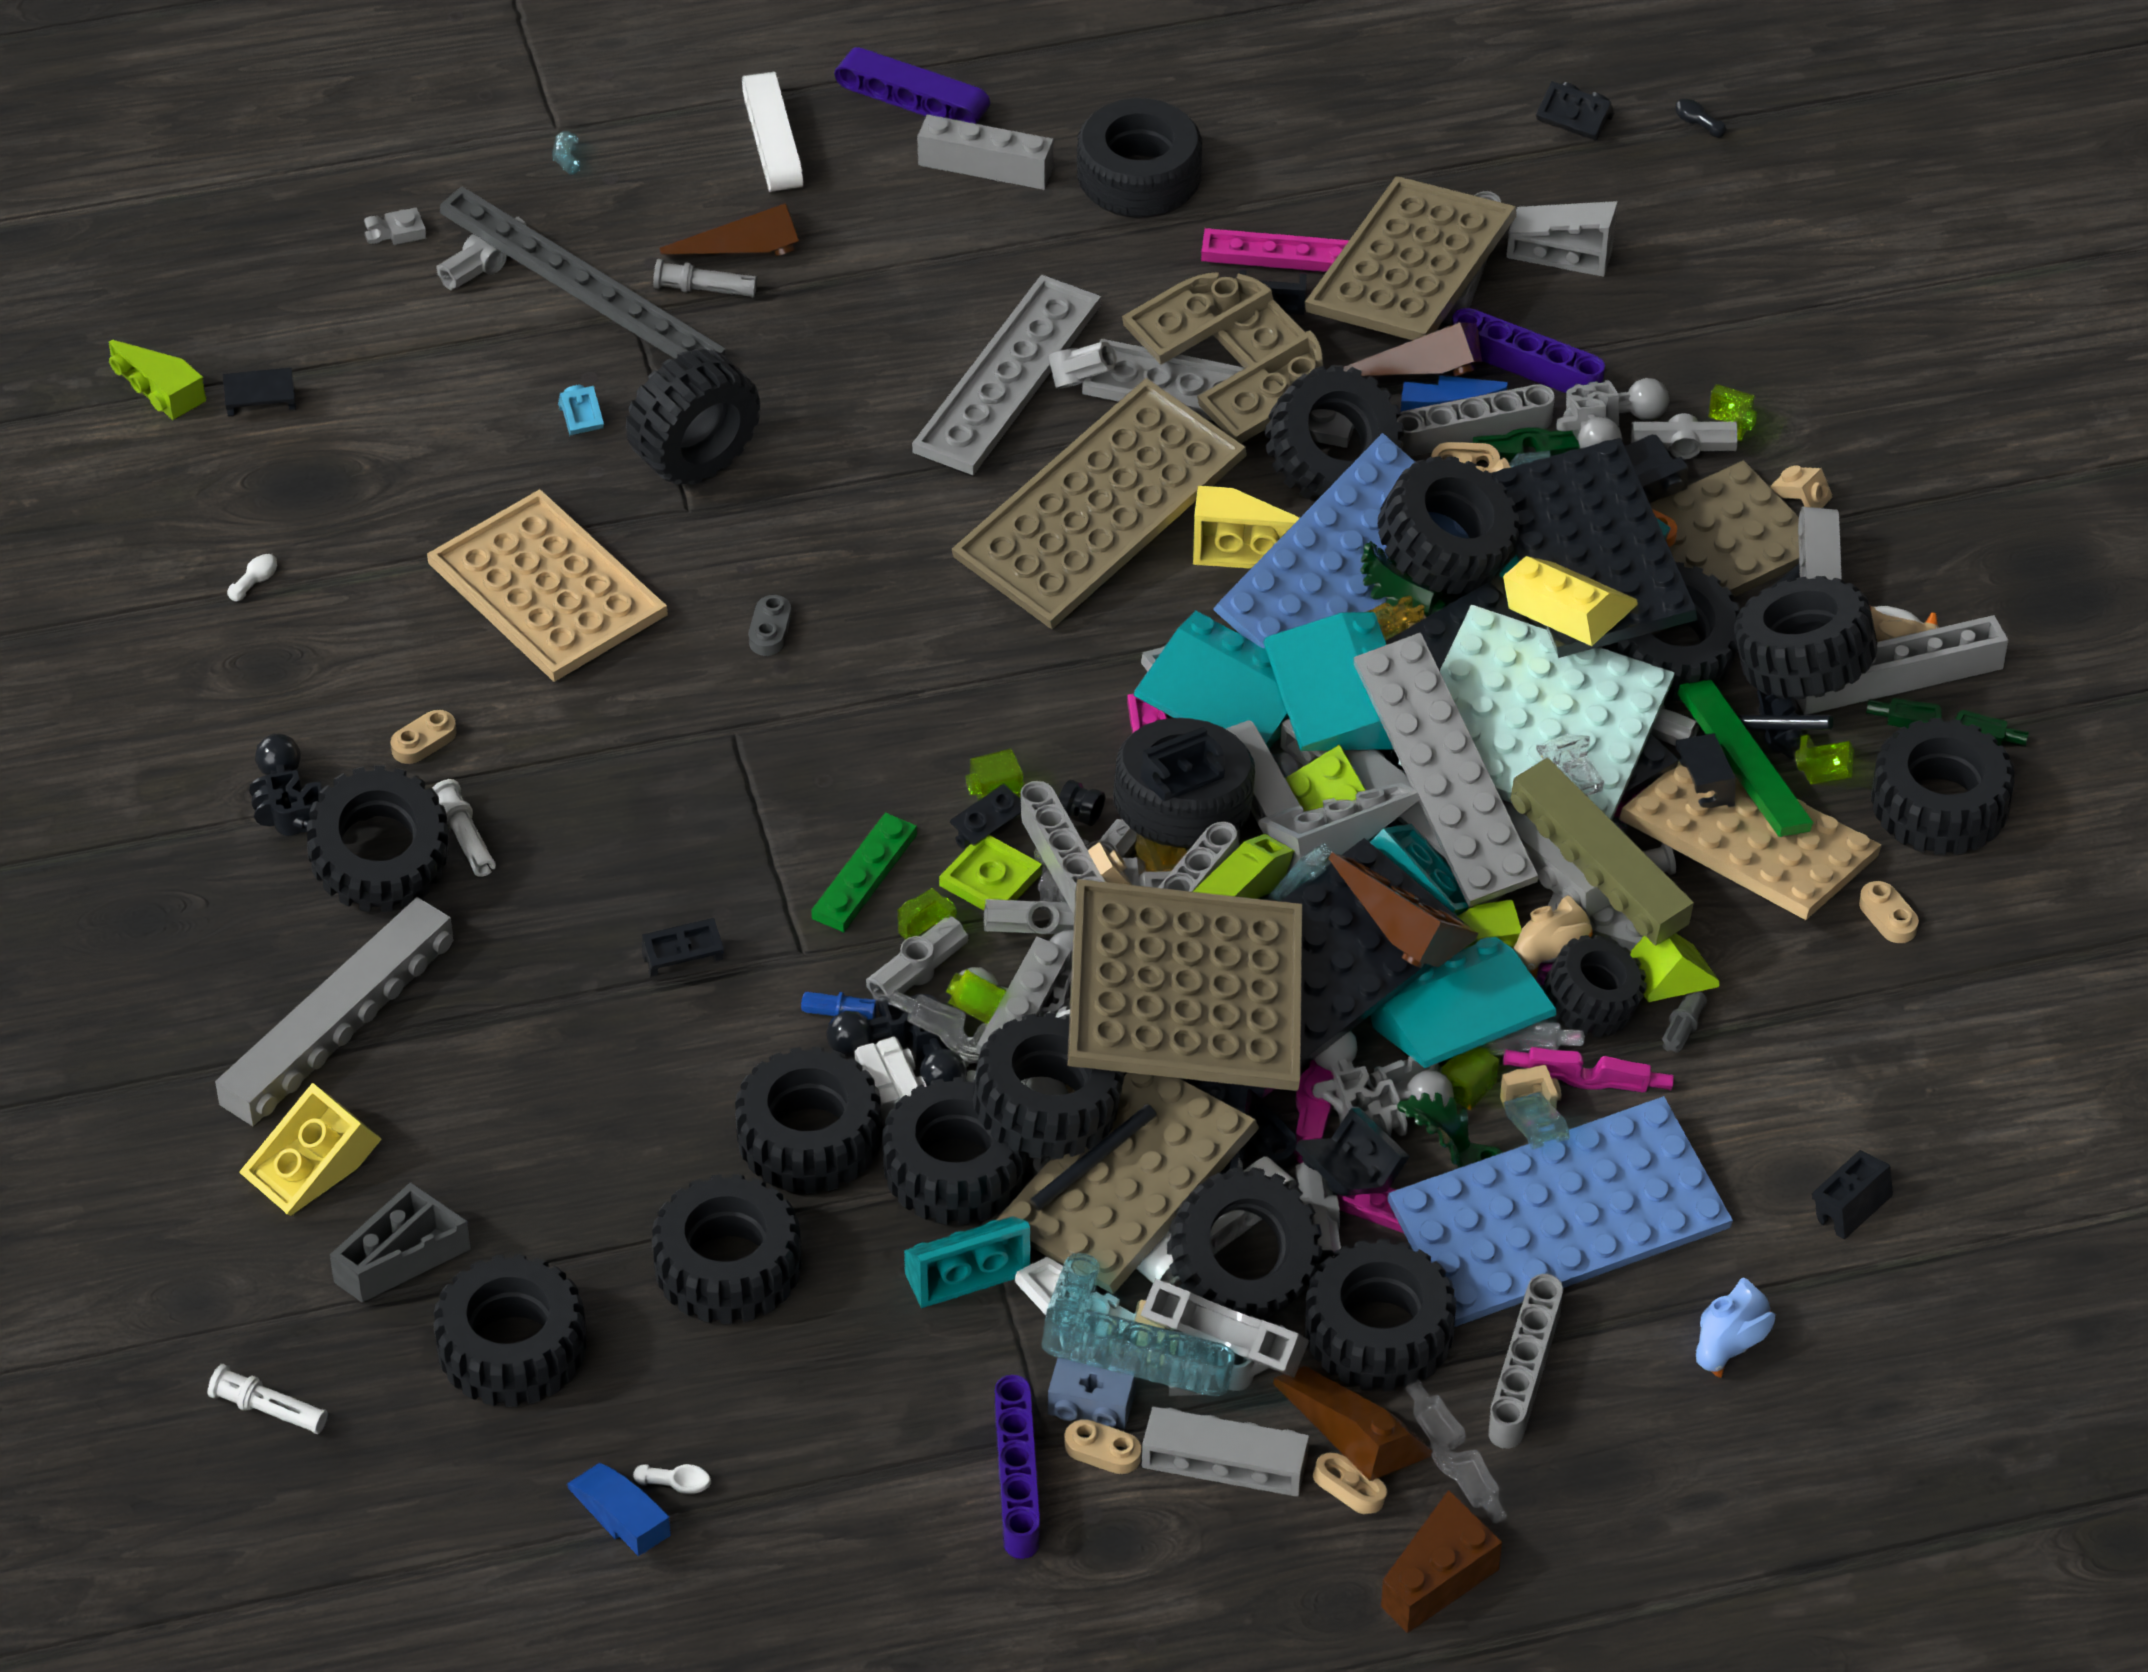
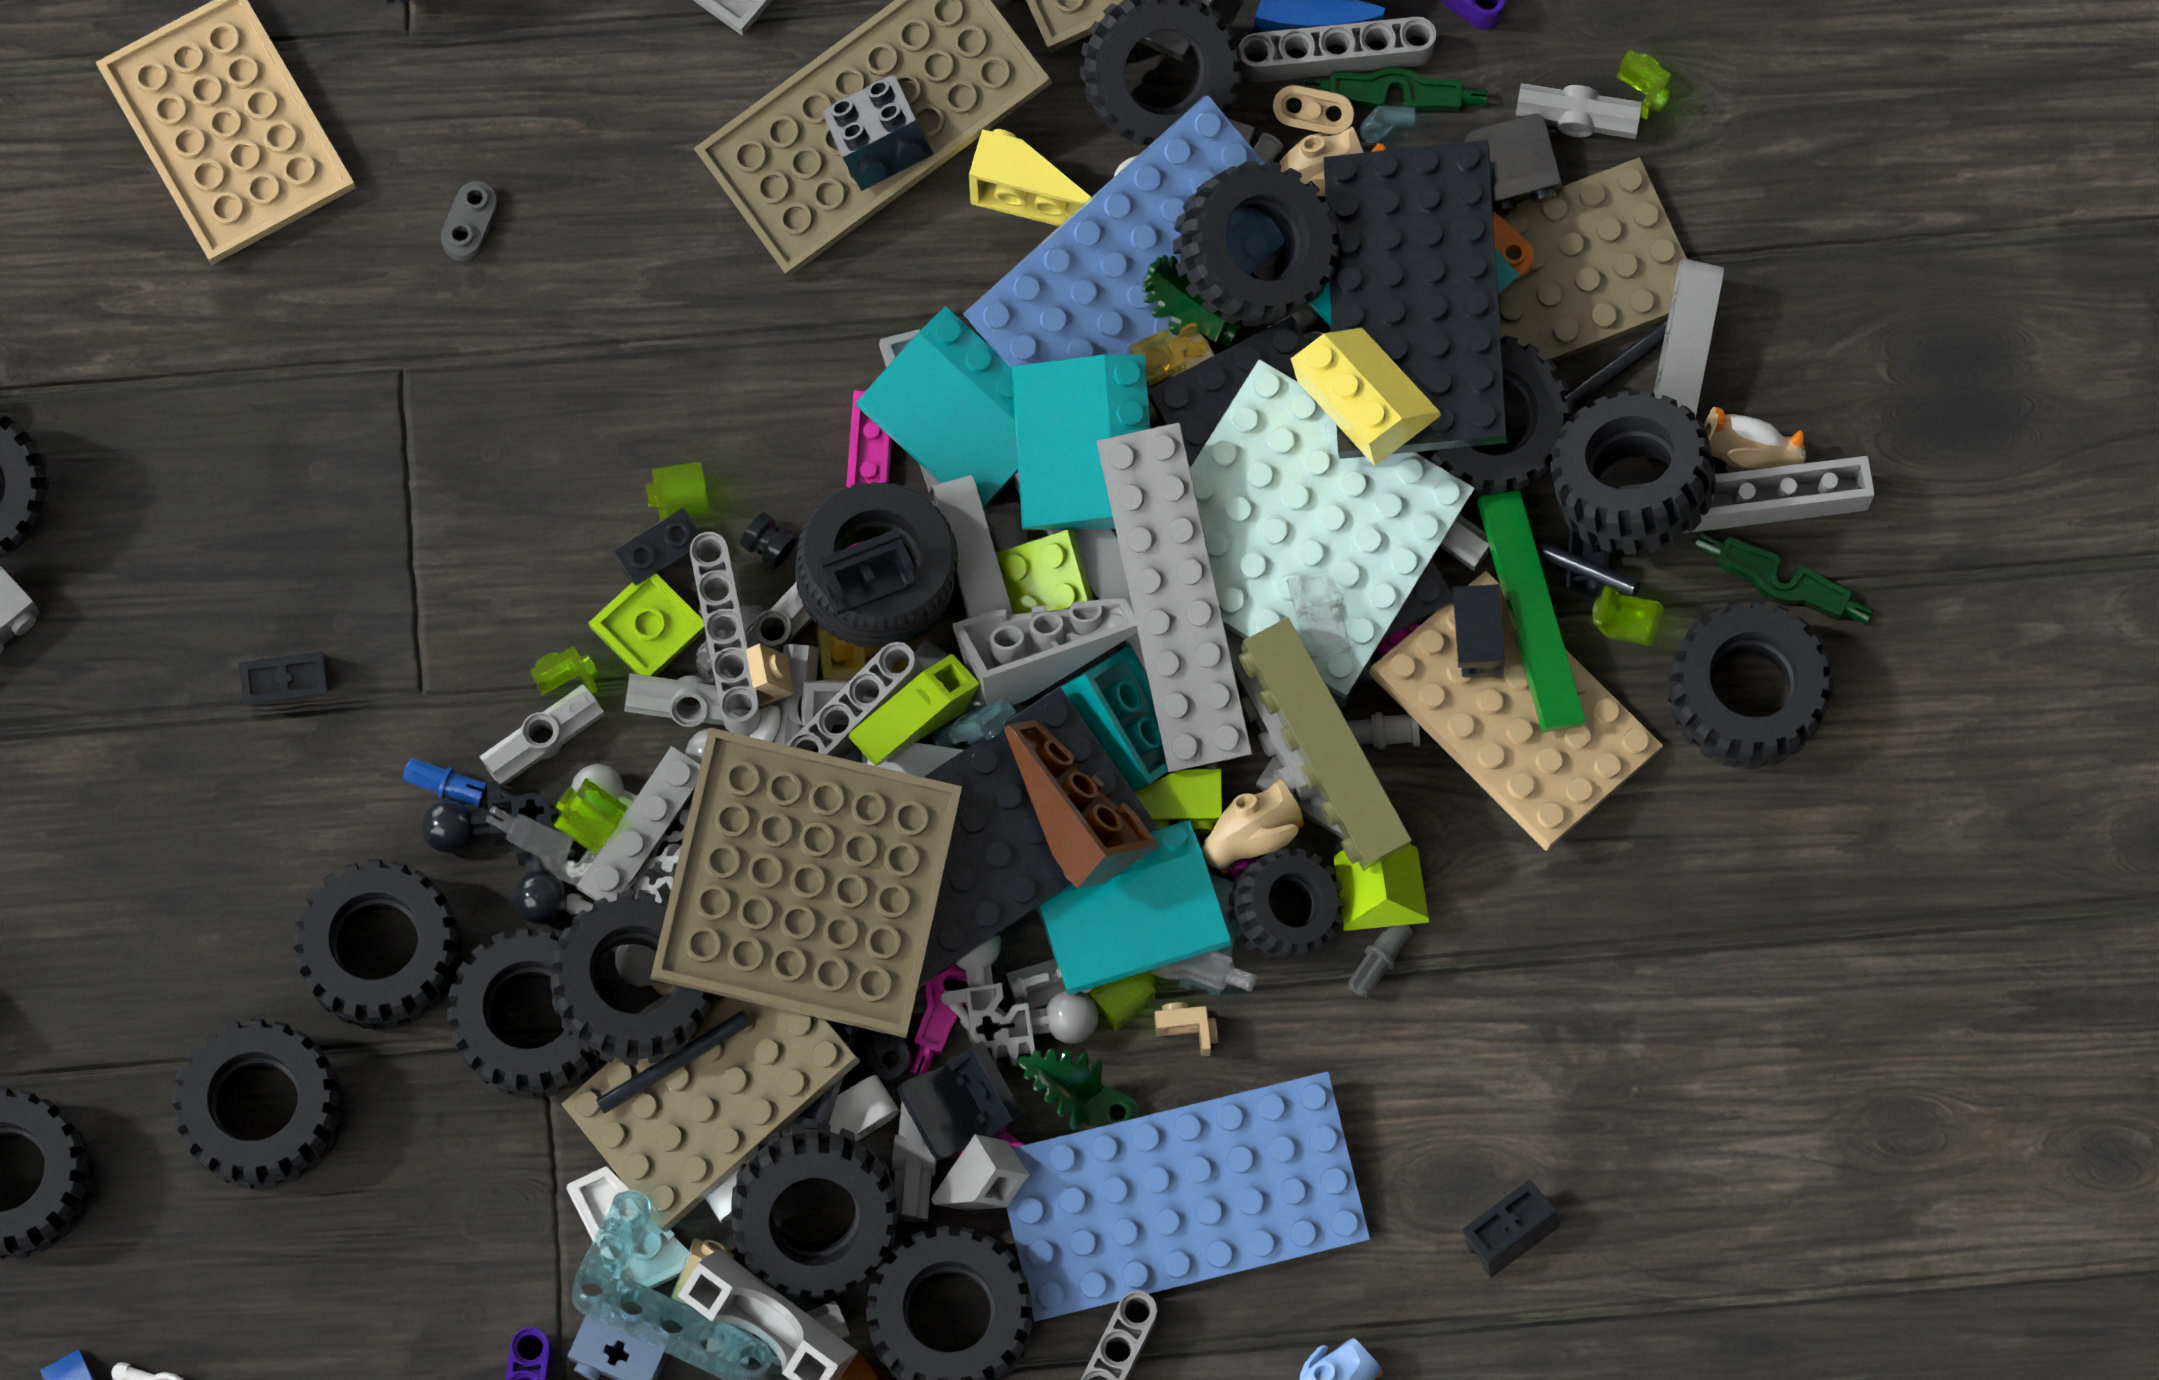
camera: 10 degrees right, 25 degrees up
(427, 736) = (54, 324): tan plate -> none
(460, 821) = (70, 446): white pin -> none
(864, 872) = (510, 594): green plate -> none
(891, 1070) = (481, 896): white brick -> none
(968, 1260) = (517, 1155): teal slope -> none
(1111, 503) = (877, 132): none -> black bracket
(1383, 1209) = (982, 1177): none -> light grey slope
(1537, 1119) = (1178, 1078): clear light blue plate -> none
(1595, 408) = (1485, 54): light grey piece -> none
(1606, 1073) = (1268, 1016): dark pink piece -> none
(1803, 484) = (1699, 208): tan bracket -> none
(1883, 908) = (1649, 836): tan plate -> none

